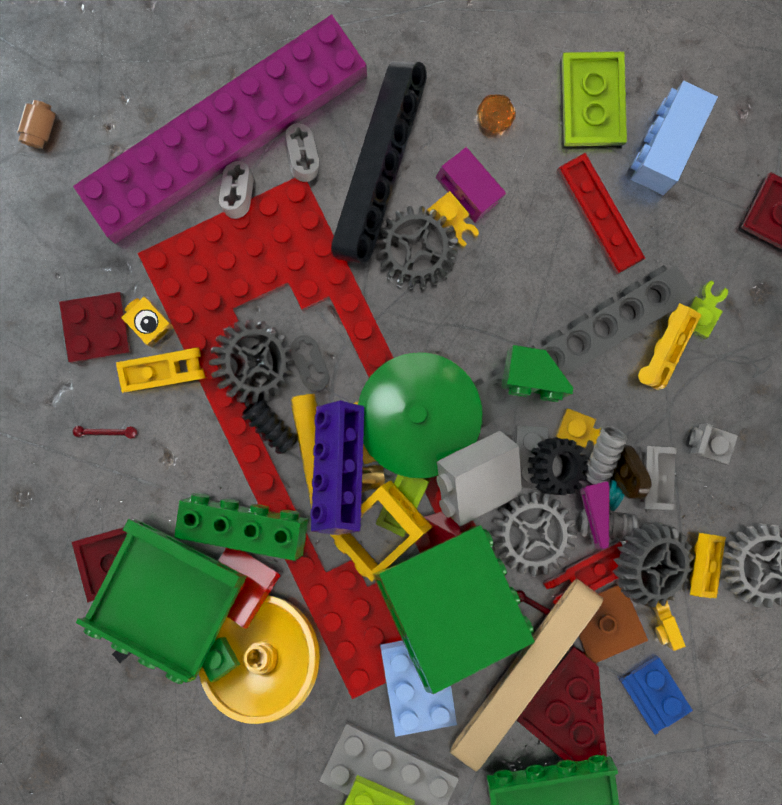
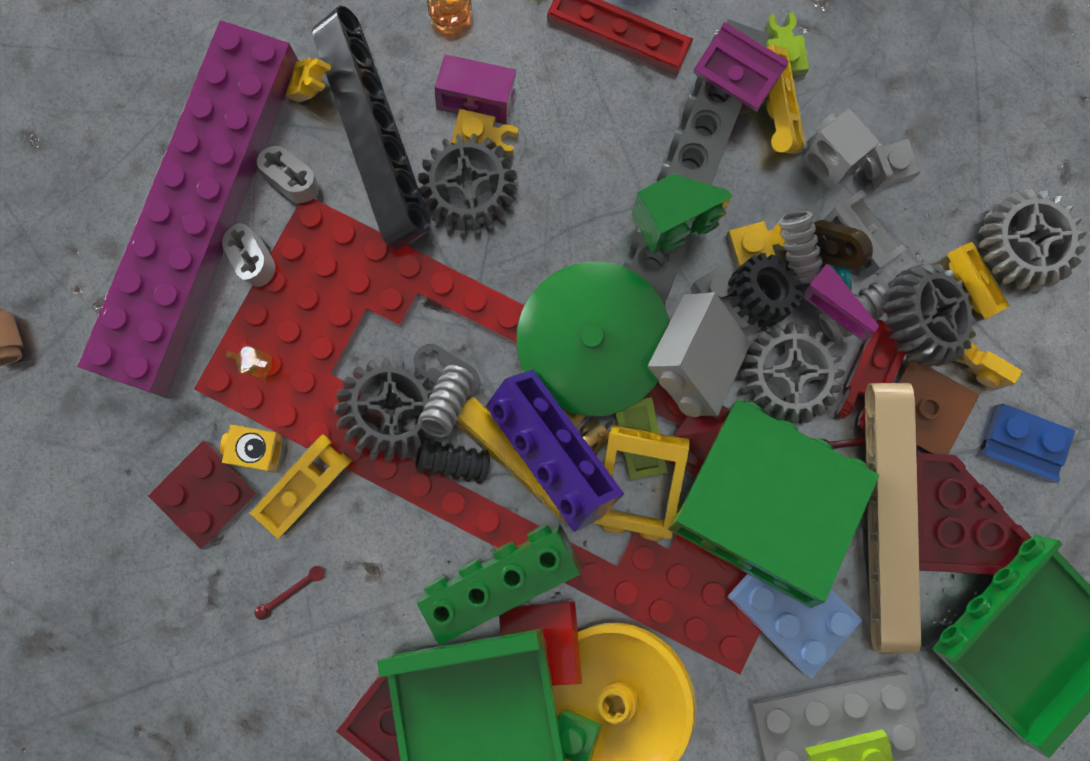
camera: 35 degrees left, 5 degrees down
(187, 265) = (252, 362): none -> clear yellow piece
(293, 385) = (446, 401): none -> light grey piece
(361, 96) = (306, 79): none -> yellow plate
(655, 306) = (740, 67): none -> magenta plate
(681, 408) = (839, 147): none -> light grey brick

